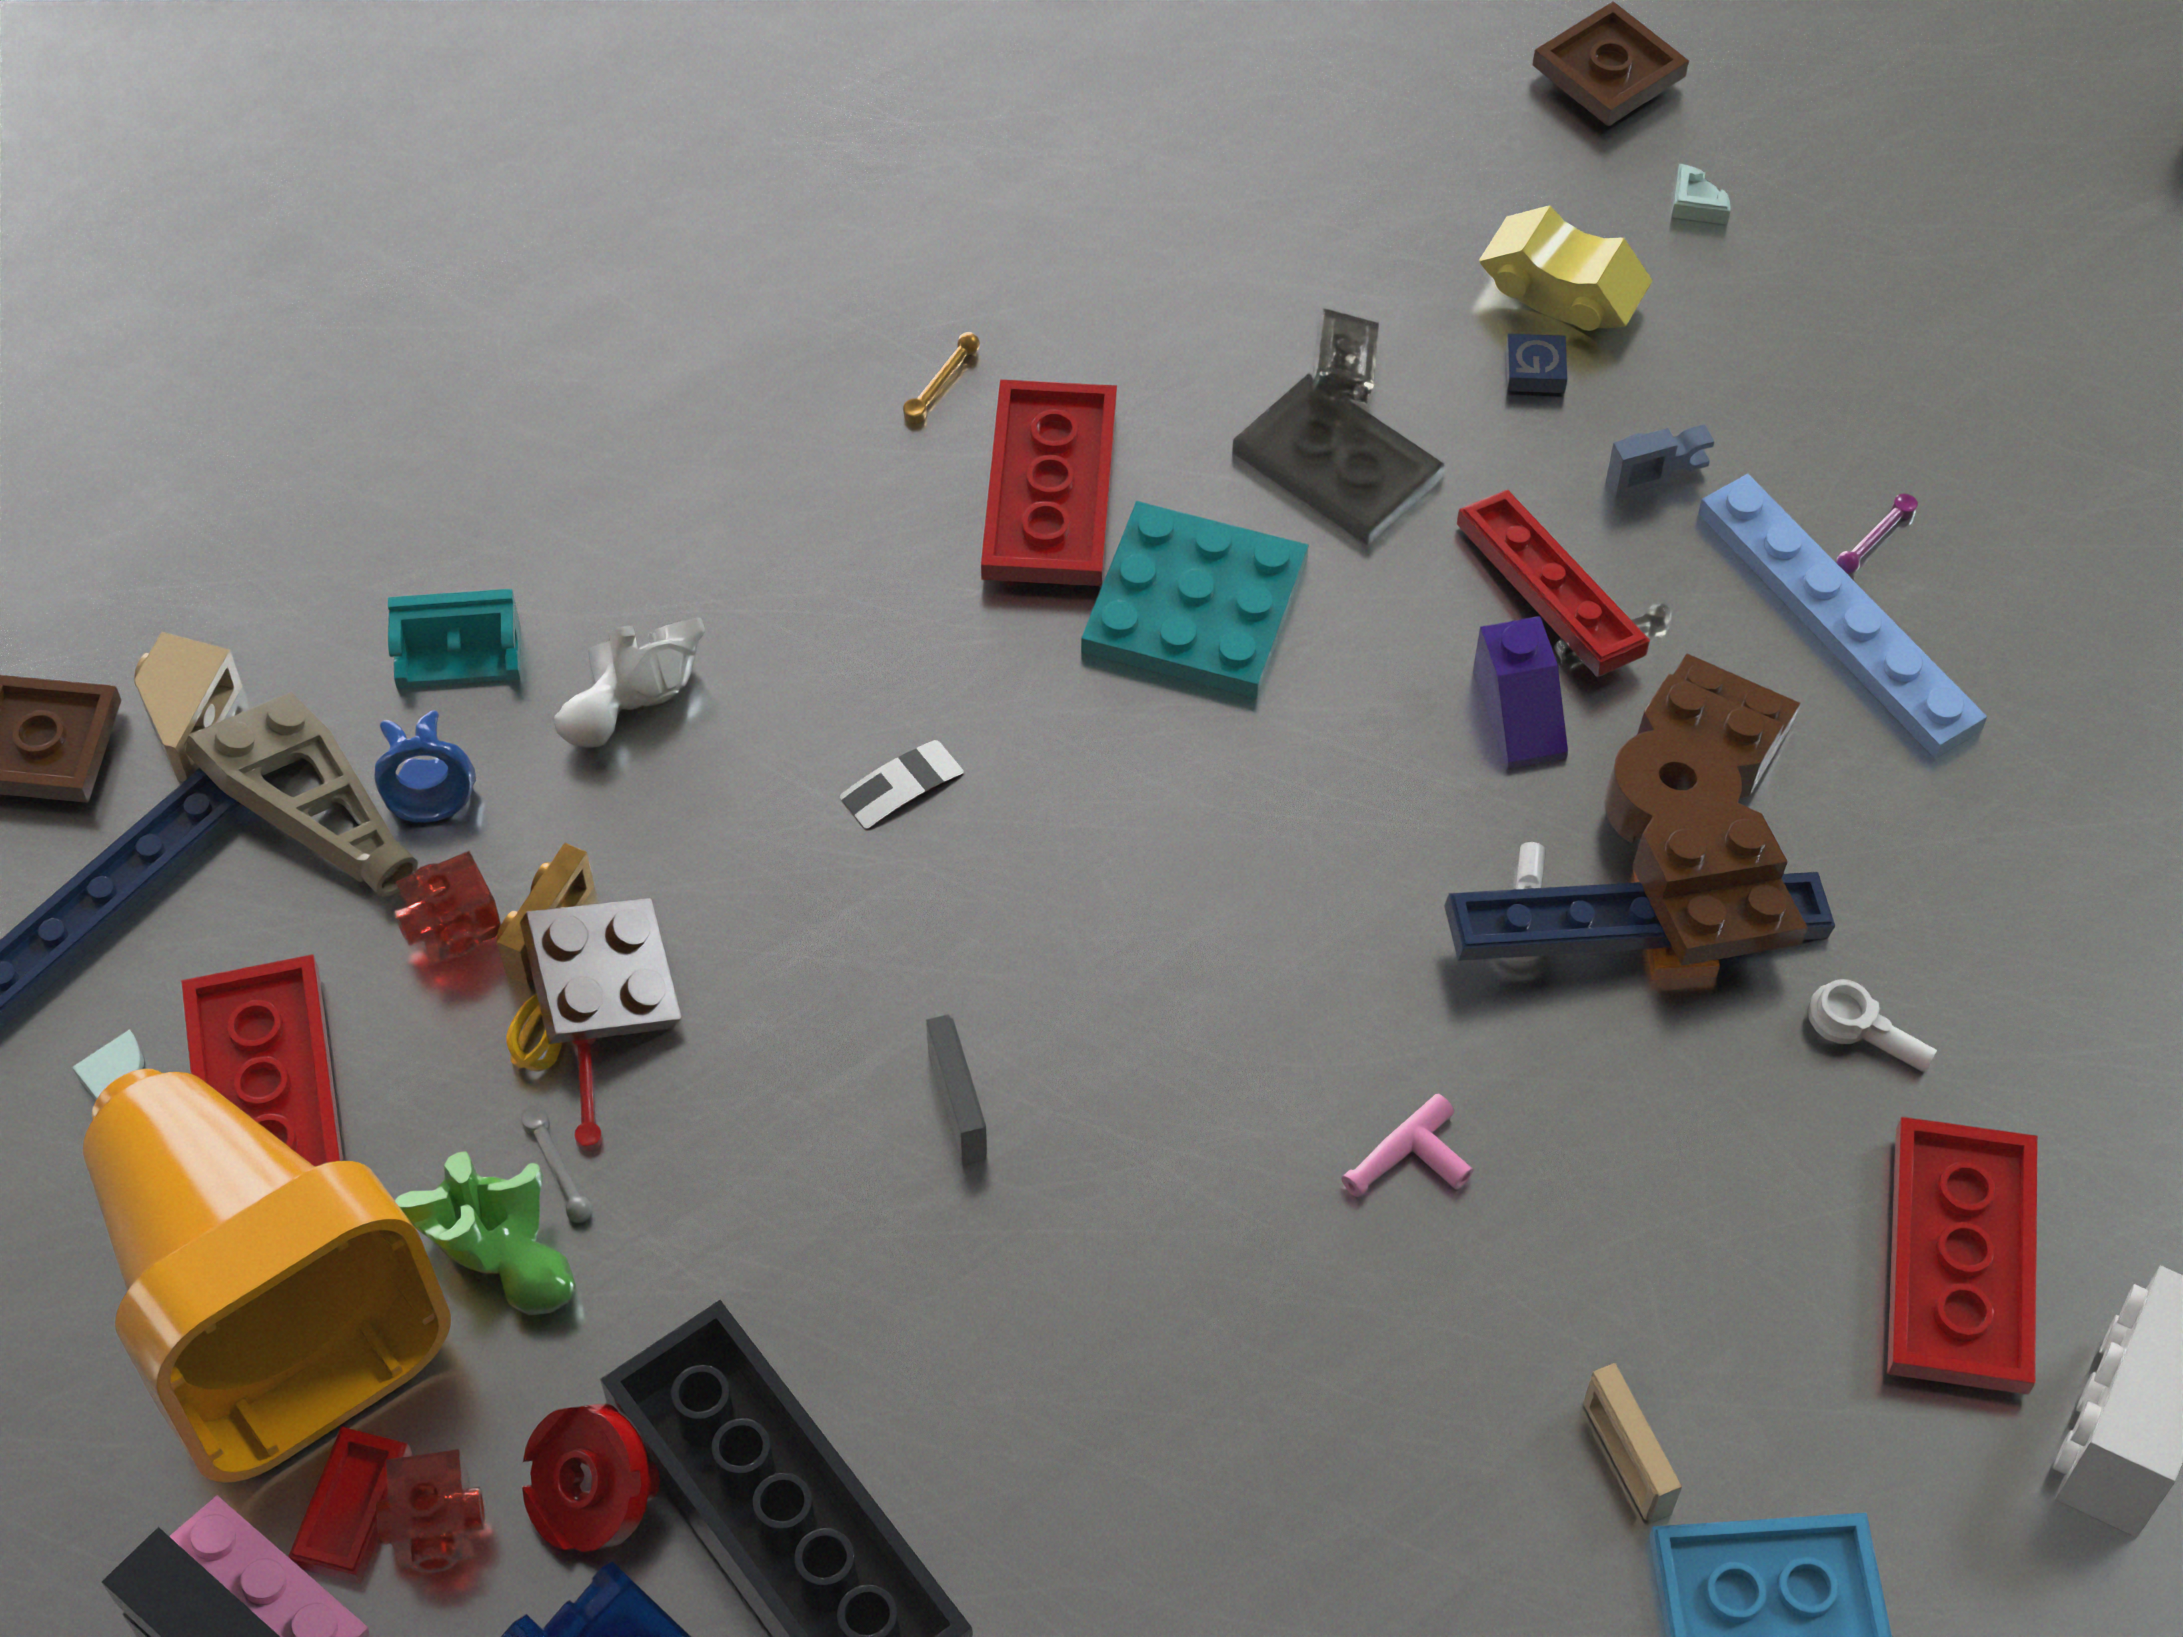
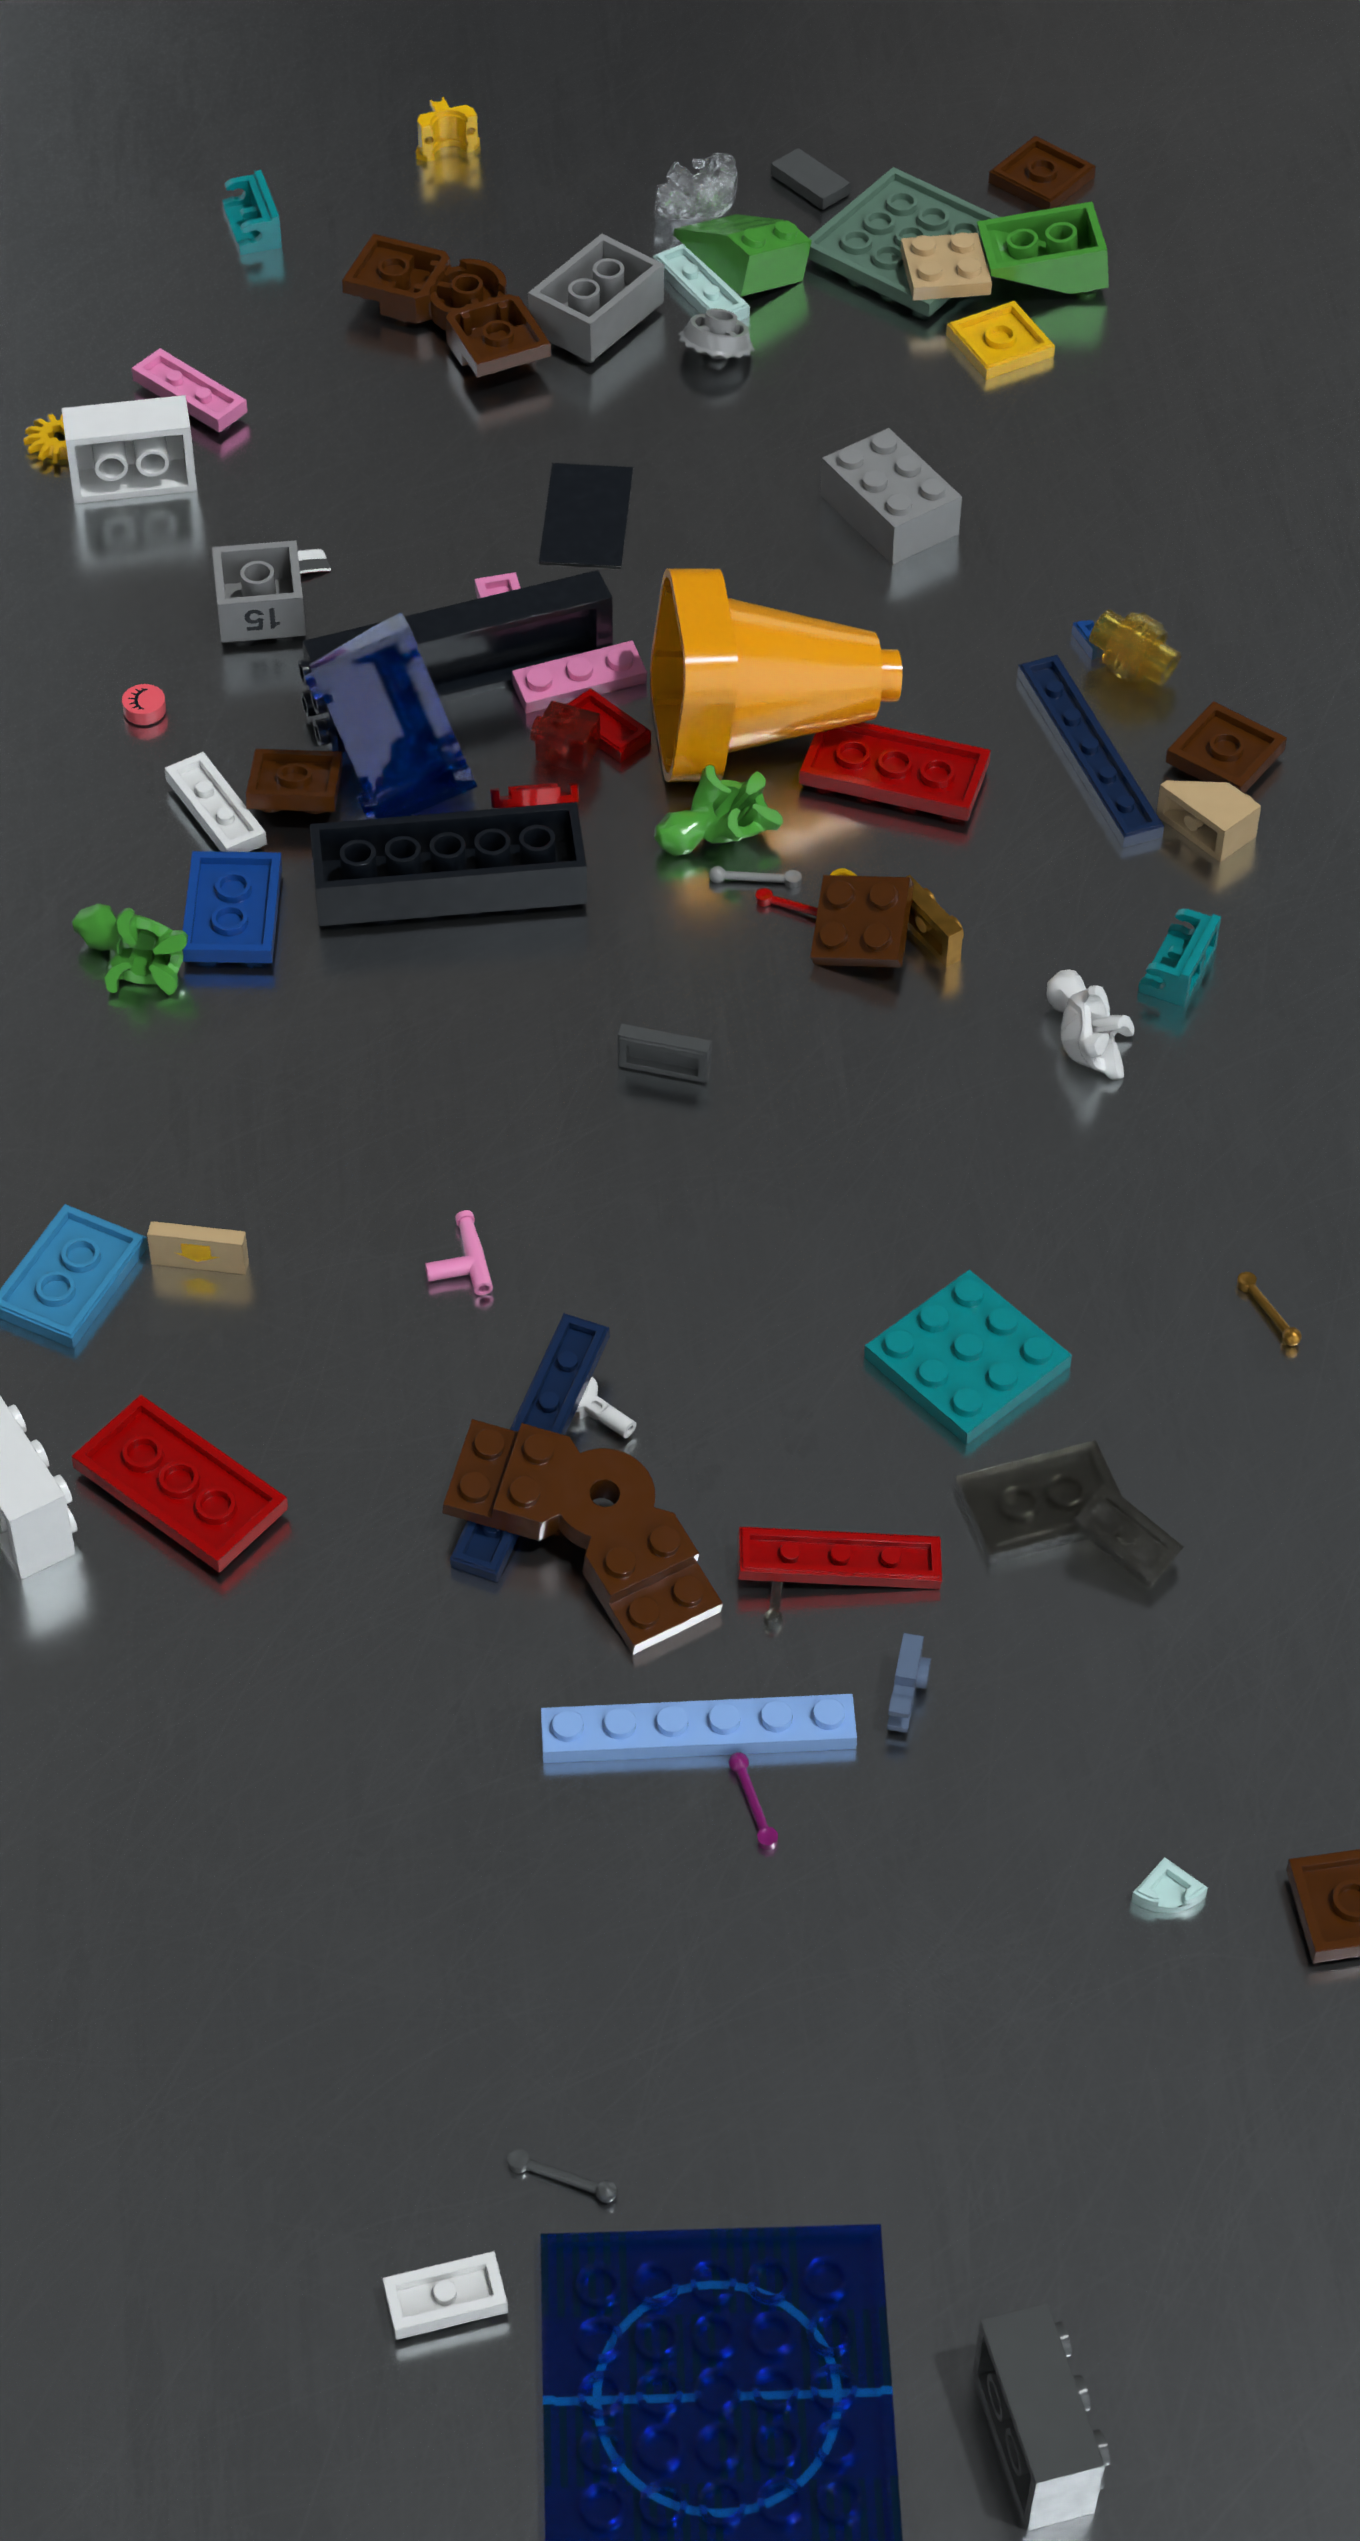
camera: 120 degrees right, 5 degrees down
(109, 1063) = (952, 714): light aqua tile -> none
(277, 734) = (1152, 837): dark tan plate -> none
(423, 787) = (1070, 910): blue piece -> none
(447, 908) = (958, 873): clear red brick -> none
(900, 782) = (922, 1142): white sticker -> none
(1049, 483) = (1122, 1315): red plate -> none
(1521, 691) = (755, 1483): dark purple slope -> none
(1536, 363) = (1056, 1673): dark blue tile -> none
(1565, 270) = (1127, 1726): light yellow brick -> none
(1847, 1014) = (382, 1526): white plate -> none

